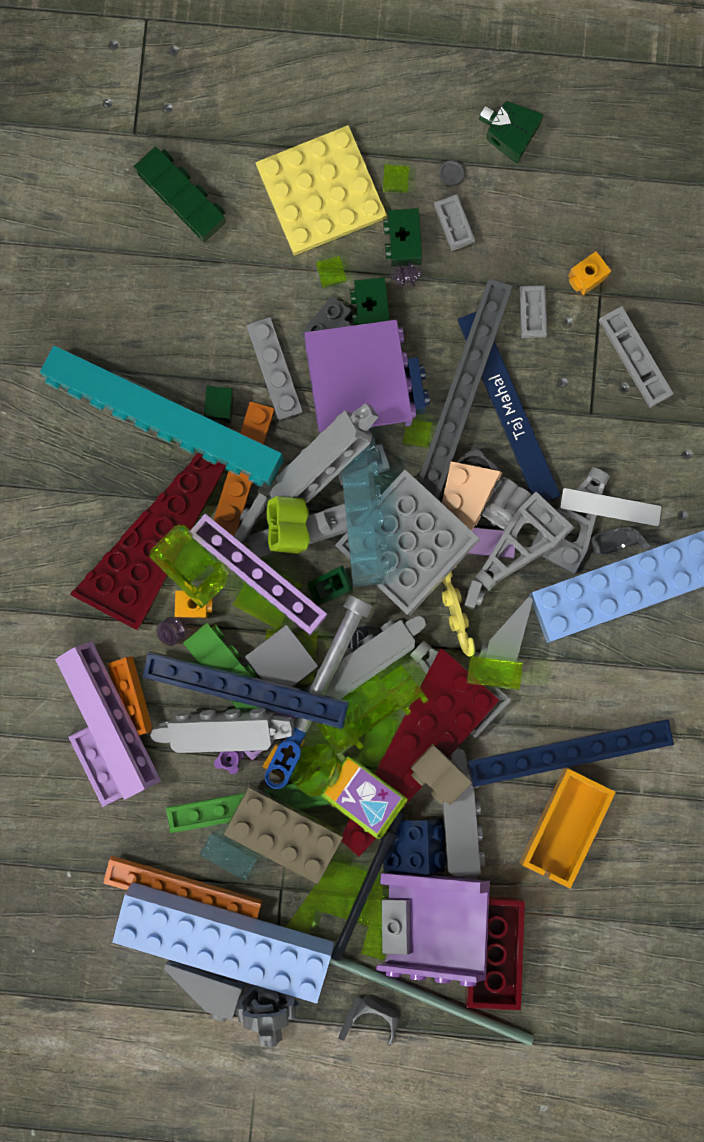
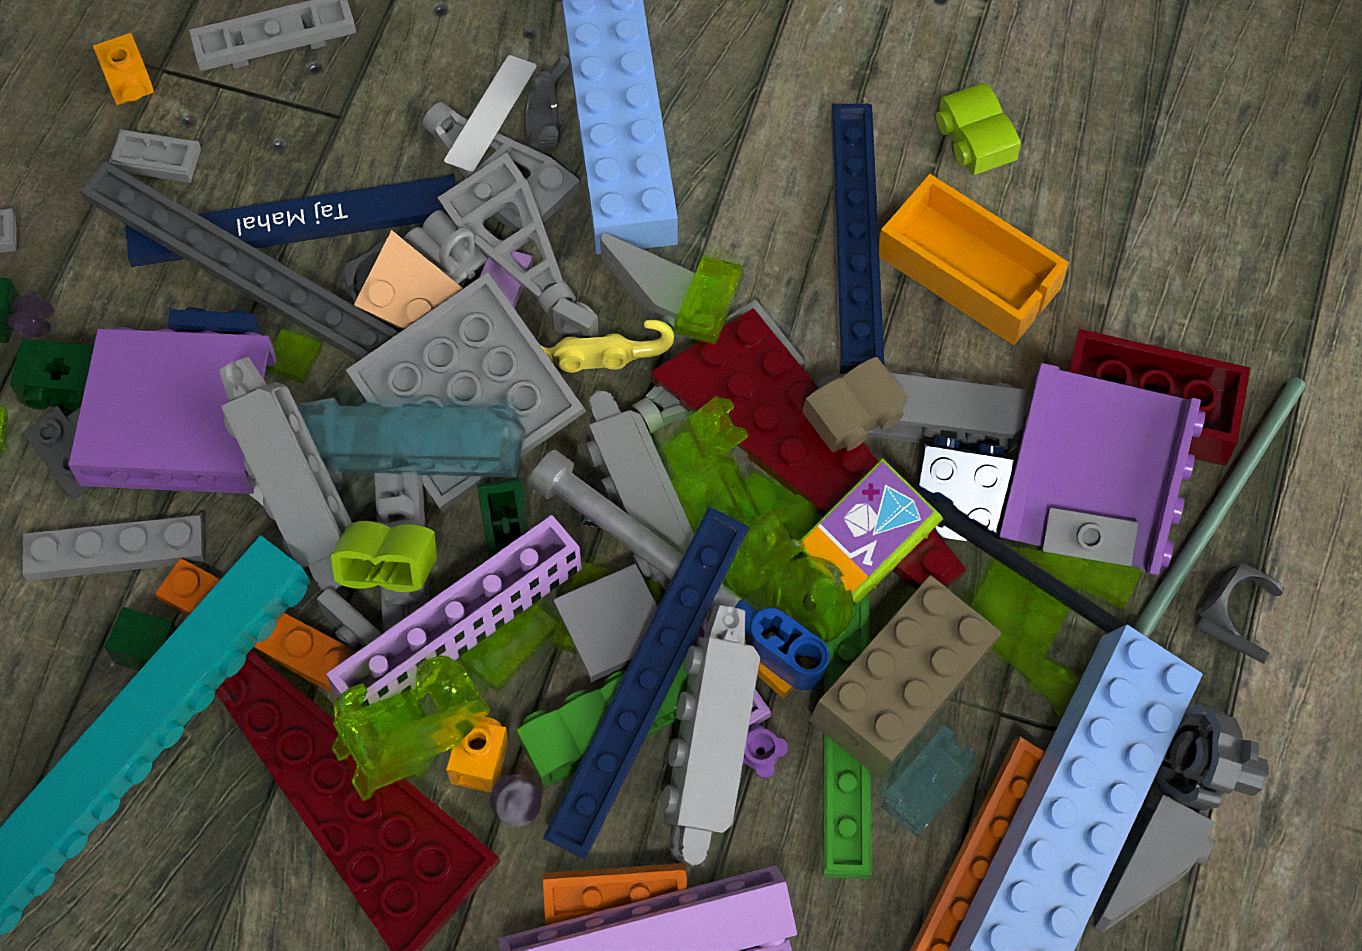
camera: 80 degrees left, 20 degrees down
(669, 815) = (978, 129): none -> lime brick

